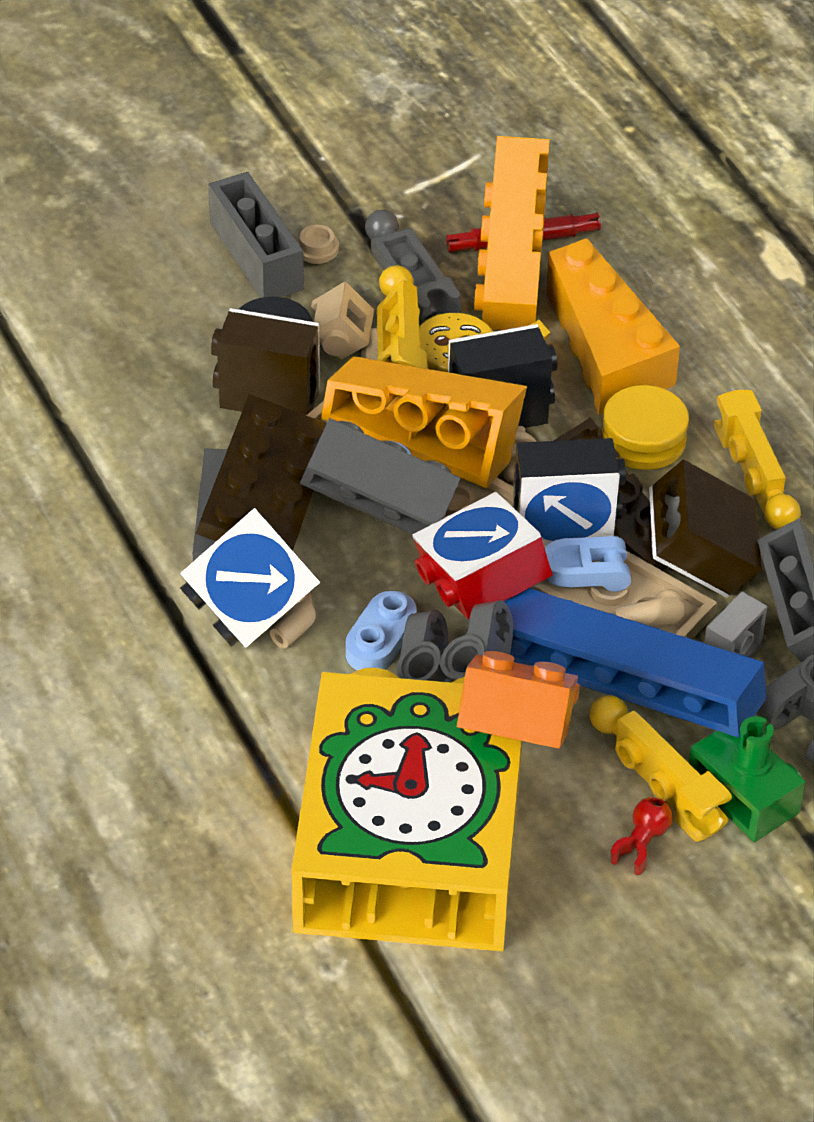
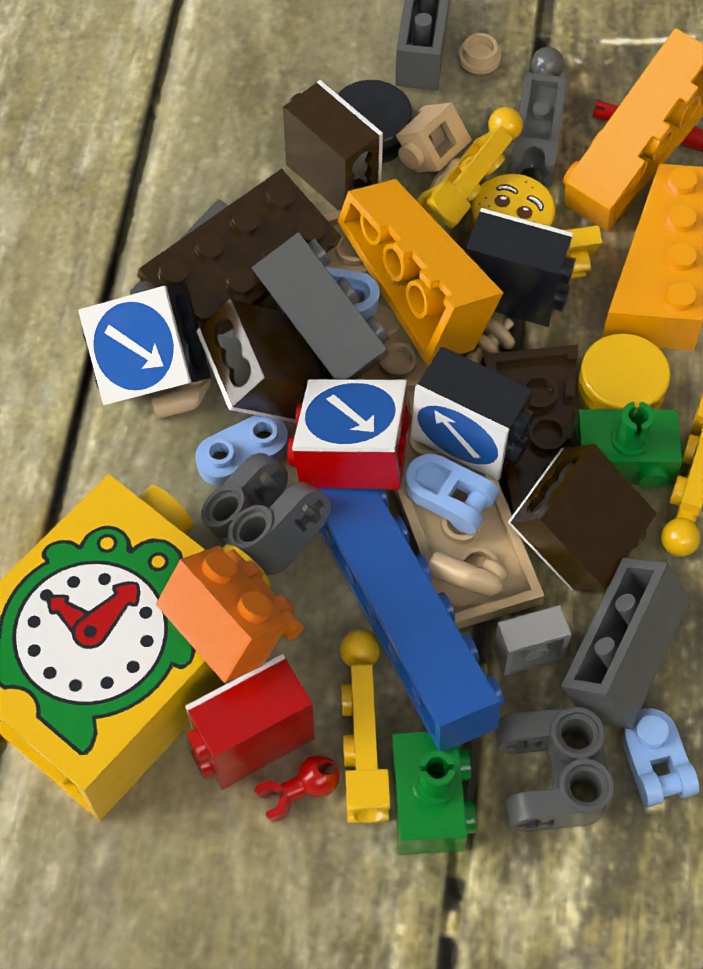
camera: 35 degrees right, 15 degrees up
(355, 545) = (258, 359): none -> dark brown piece
(577, 797) = (250, 722): none -> red piece
(700, 445) = (638, 442): none -> green brick

